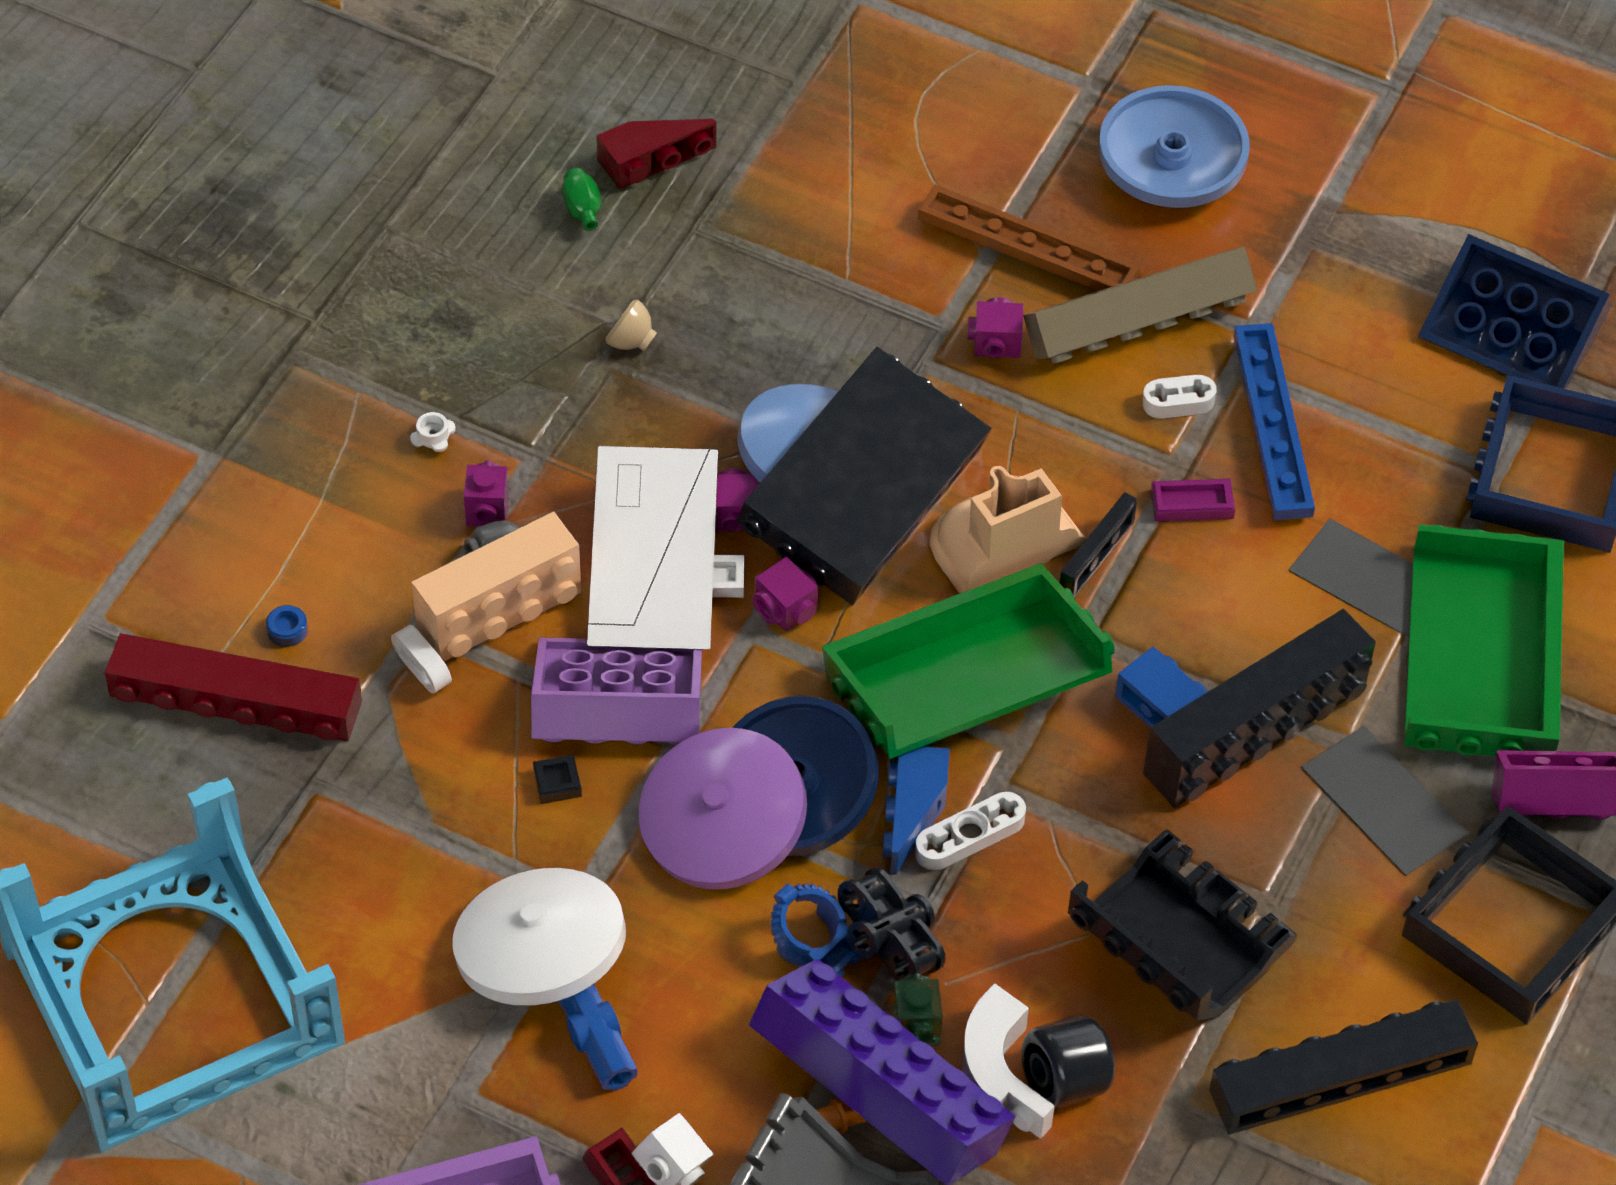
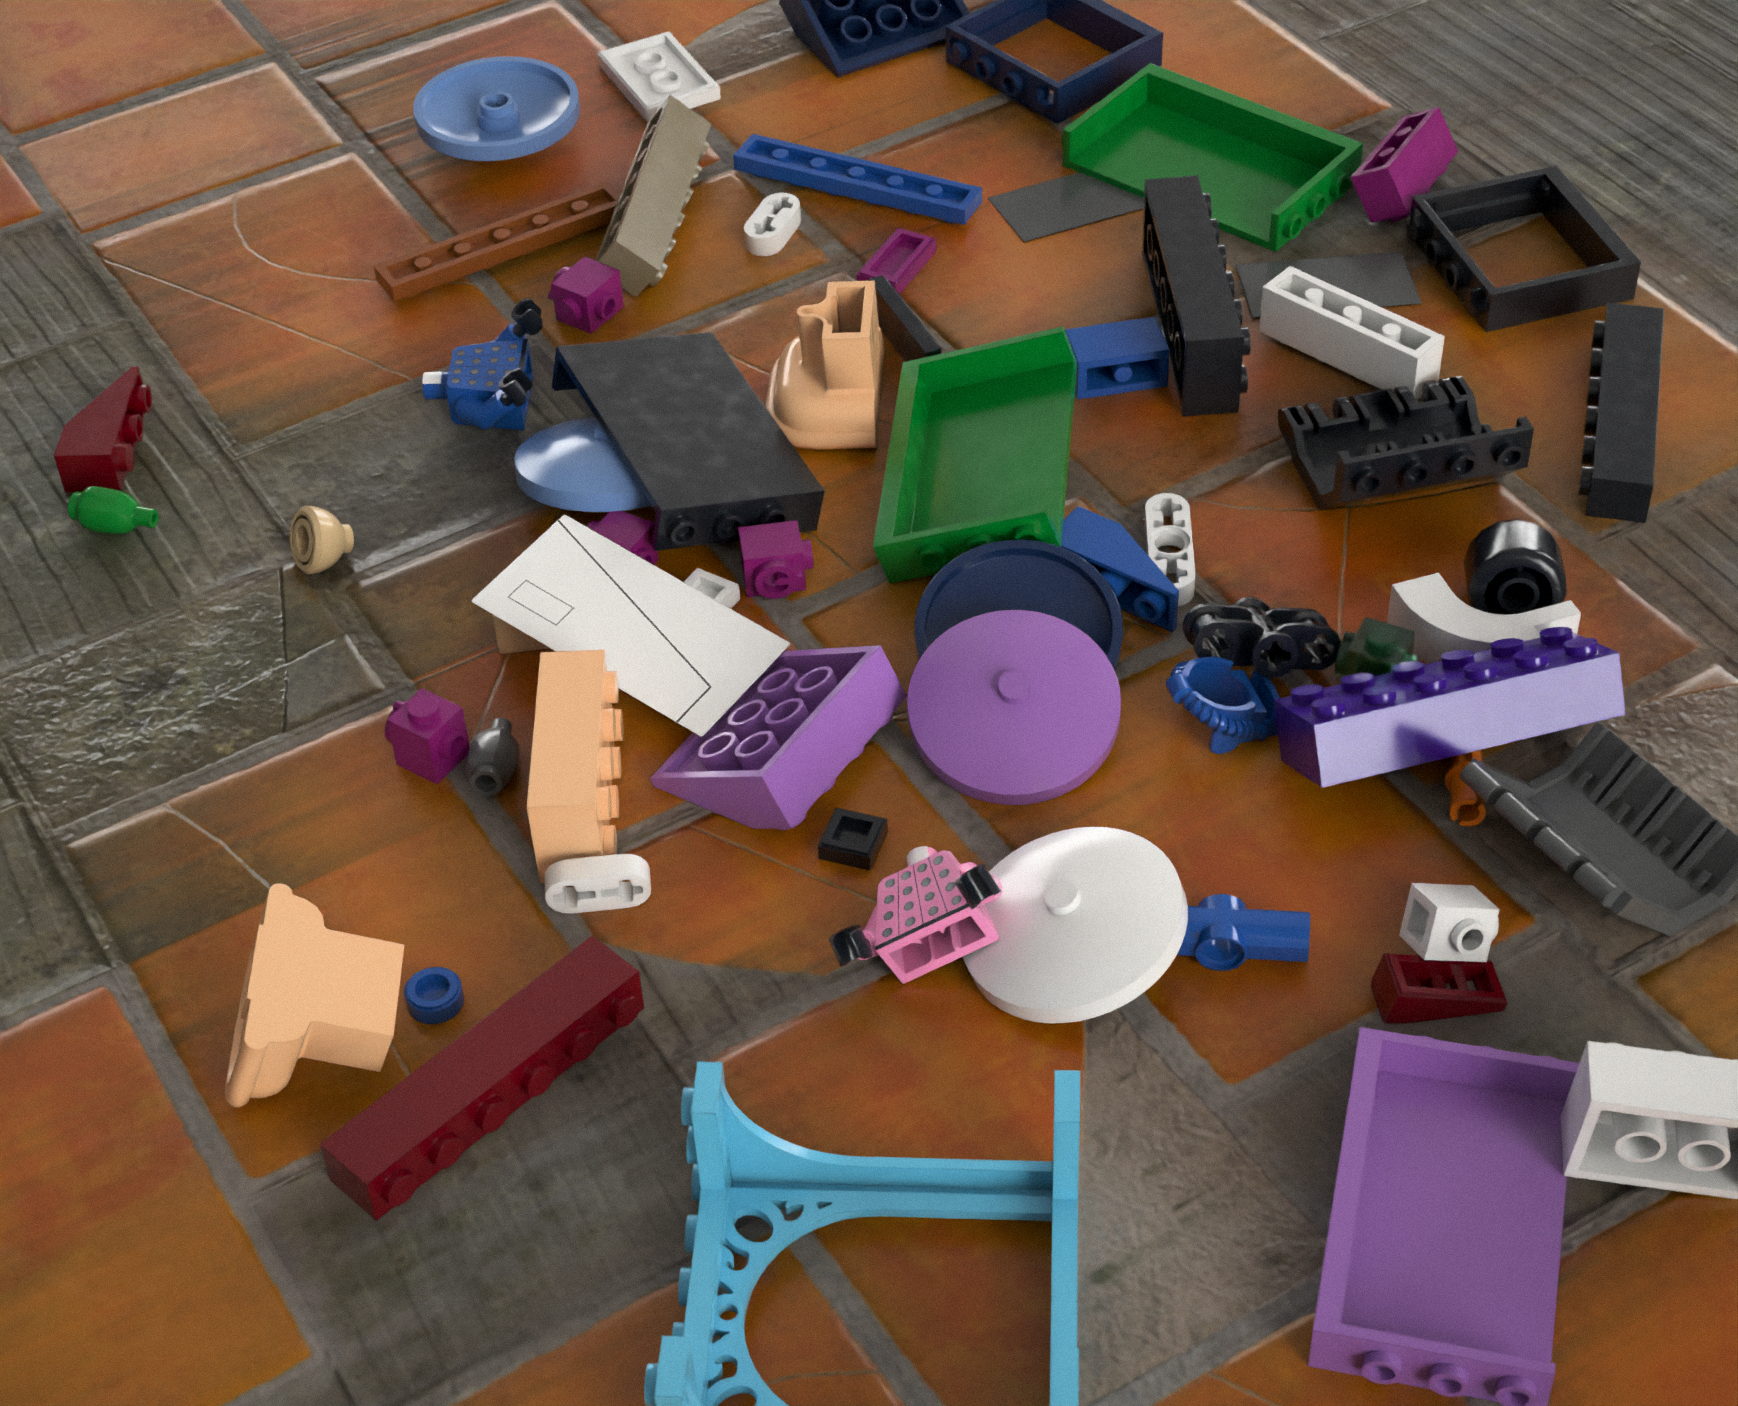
camera: 55 degrees left, 10 degrees down
(210, 561) = (309, 998): none -> light nougat piece
(433, 423) = (289, 753): white plate -> none
(491, 851) = (924, 916): none -> bright pink torso
(857, 322) = (493, 379): none -> blue torso
(1293, 838) = (1349, 332): none -> white brick
(1320, 221) = (654, 70): none -> white tile

